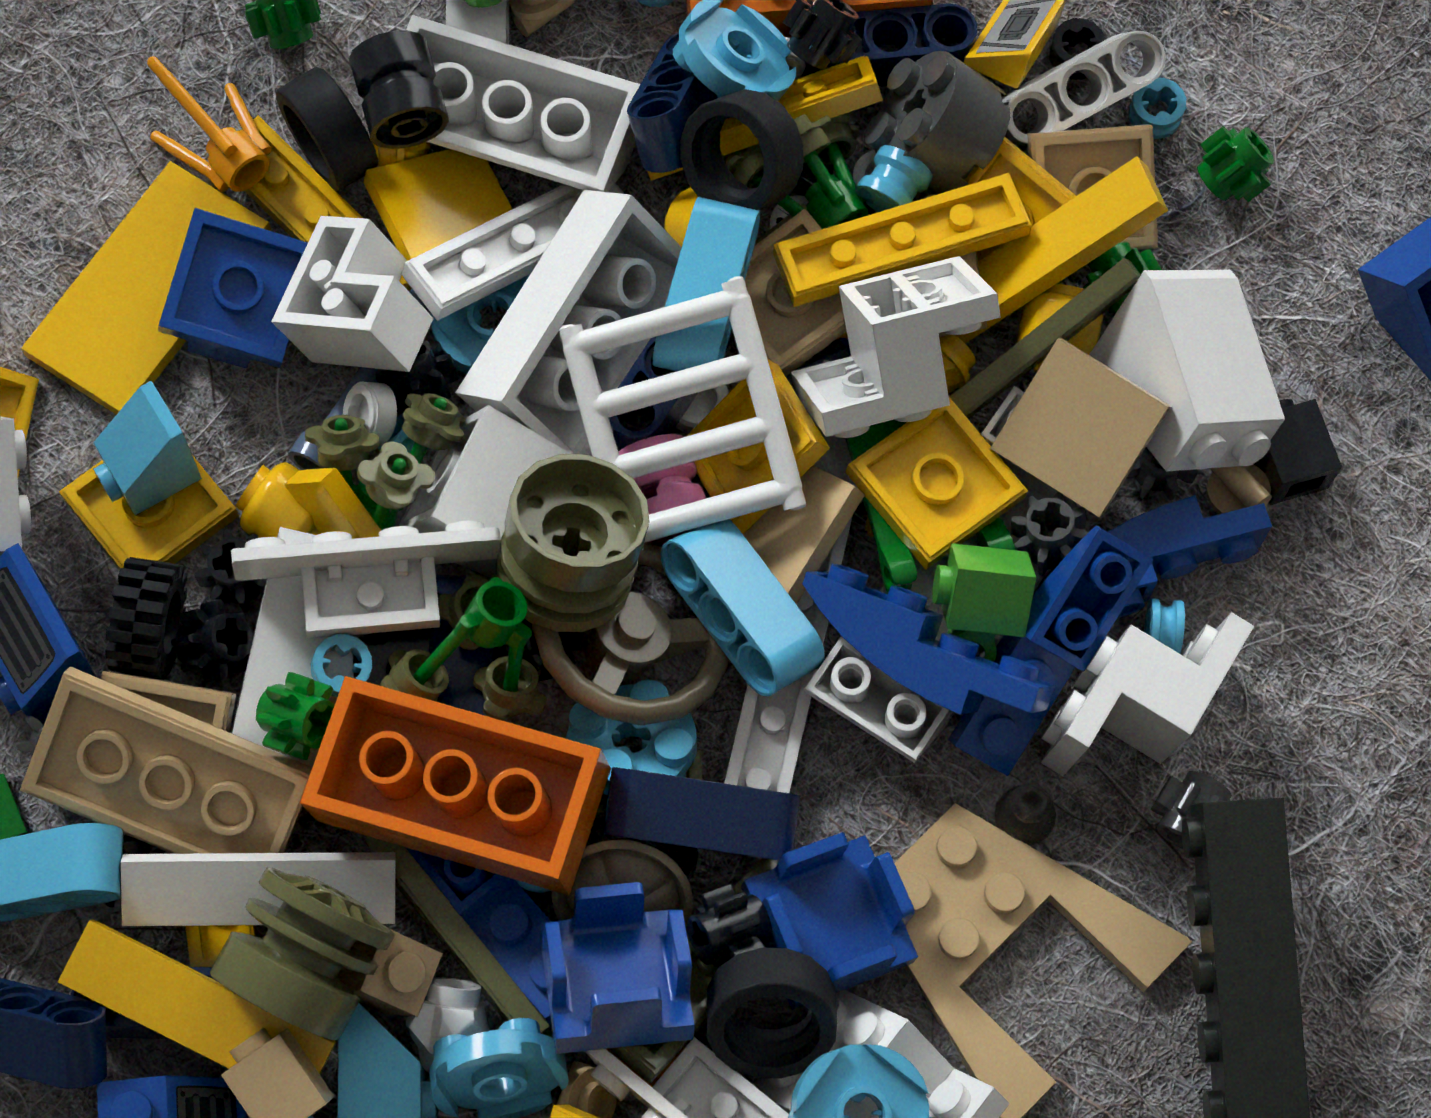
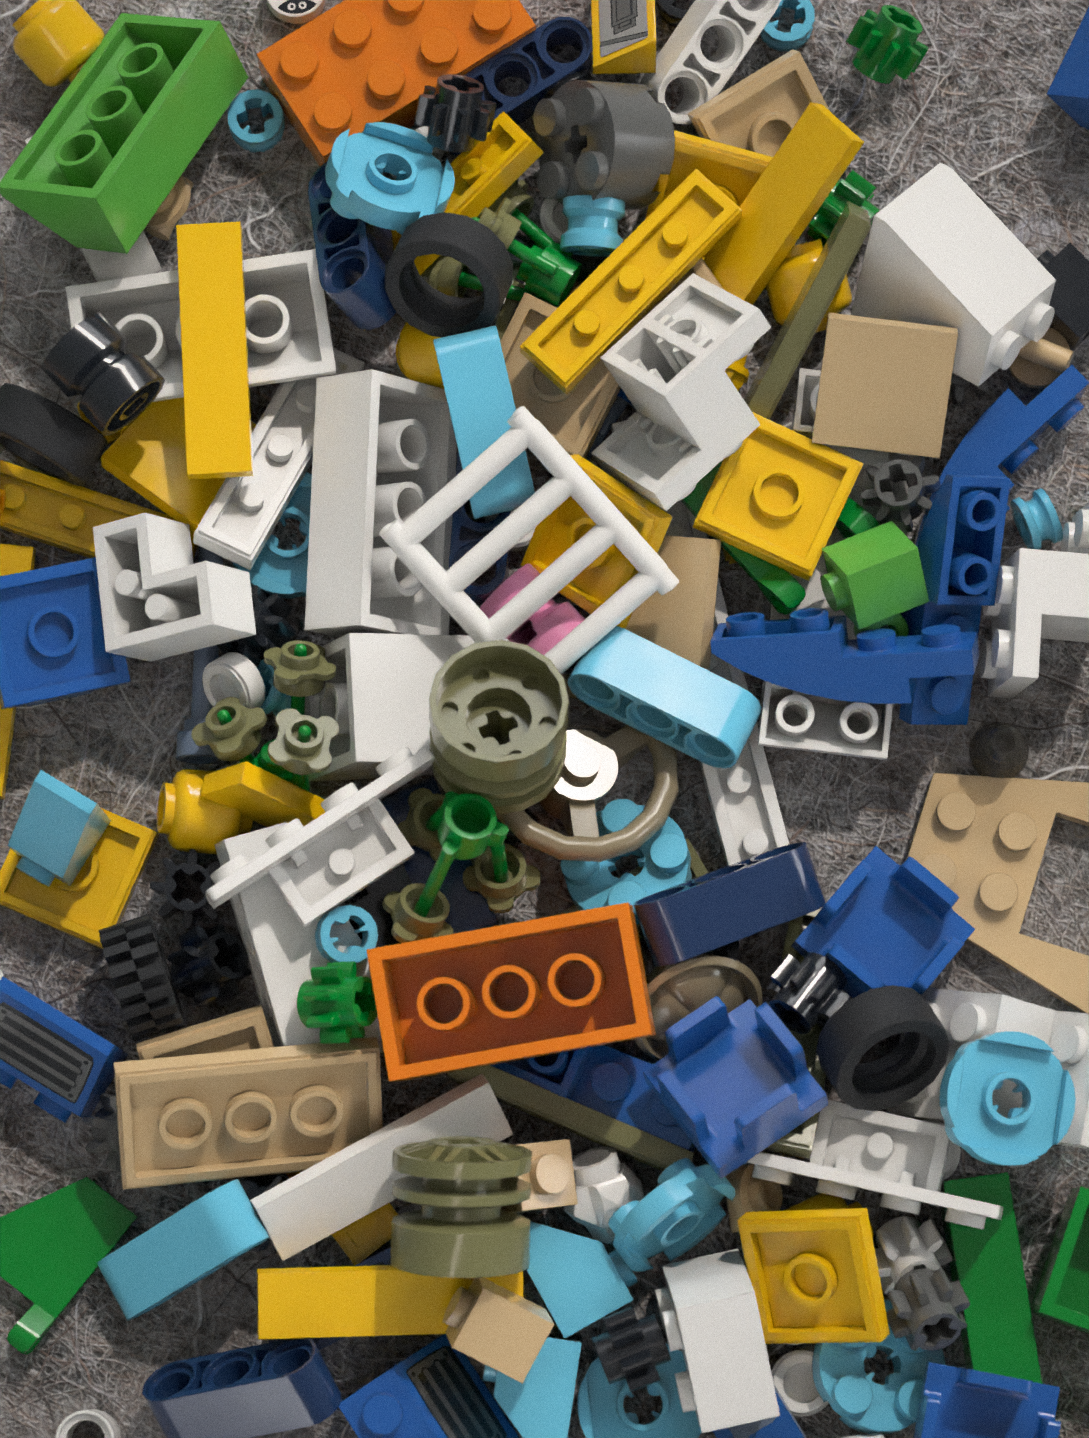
camera: 25 degrees left, 10 degrees up
(506, 122) = (214, 350): none -> yellow tile

